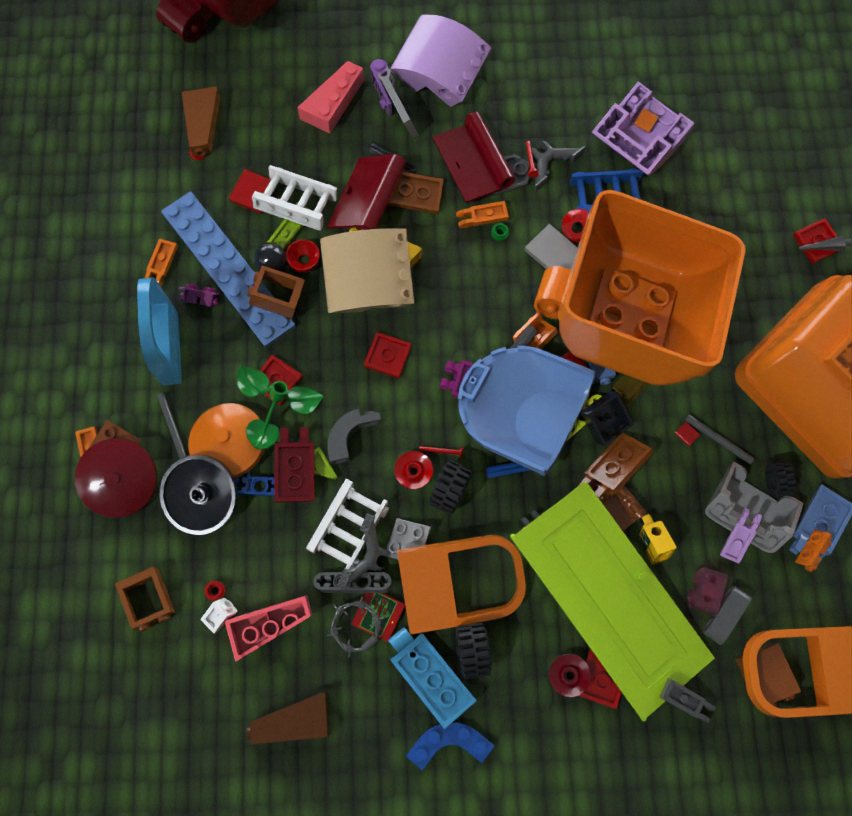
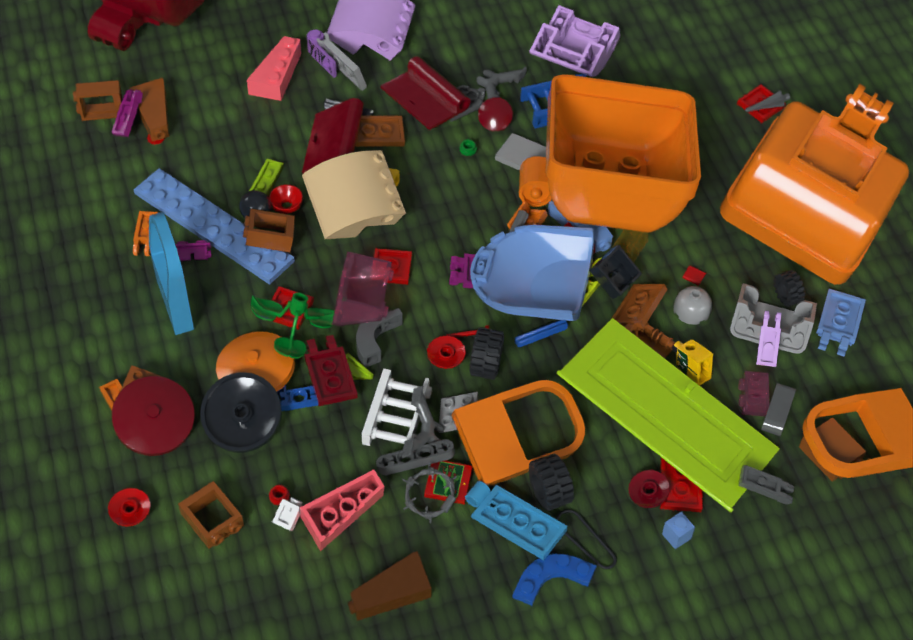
camera: 15 degrees left, 20 degrees down
(63, 569) = (125, 500): none -> red dish
(149, 101) = (97, 89): none -> dark orange window
(171, 425) = (193, 363): dark grey piece -> none
(172, 121) = (127, 113): none -> magenta hinge
(245, 188) = (220, 158): red tile -> none
(289, 211) = (262, 163): white fence -> none
(347, 386) = (362, 290): none -> clear pink windscreen
(483, 214) = (447, 137): orange hinge -> none
(486, 718) = (597, 537): none -> black piece
(532, 172) = (484, 95): red piece -> none
(537, 198) = (495, 114): none -> dark red dish
(571, 217) = (529, 130): red piece -> none
(585, 729) = (678, 530): none -> medium blue brick
(645, 120) = (575, 37): orange tile -> none
(675, 471) = (693, 305): none -> light grey cylinder
(719, 439) = (725, 273): dark grey piece -> none
(816, 545) = (840, 332): orange hinge -> none

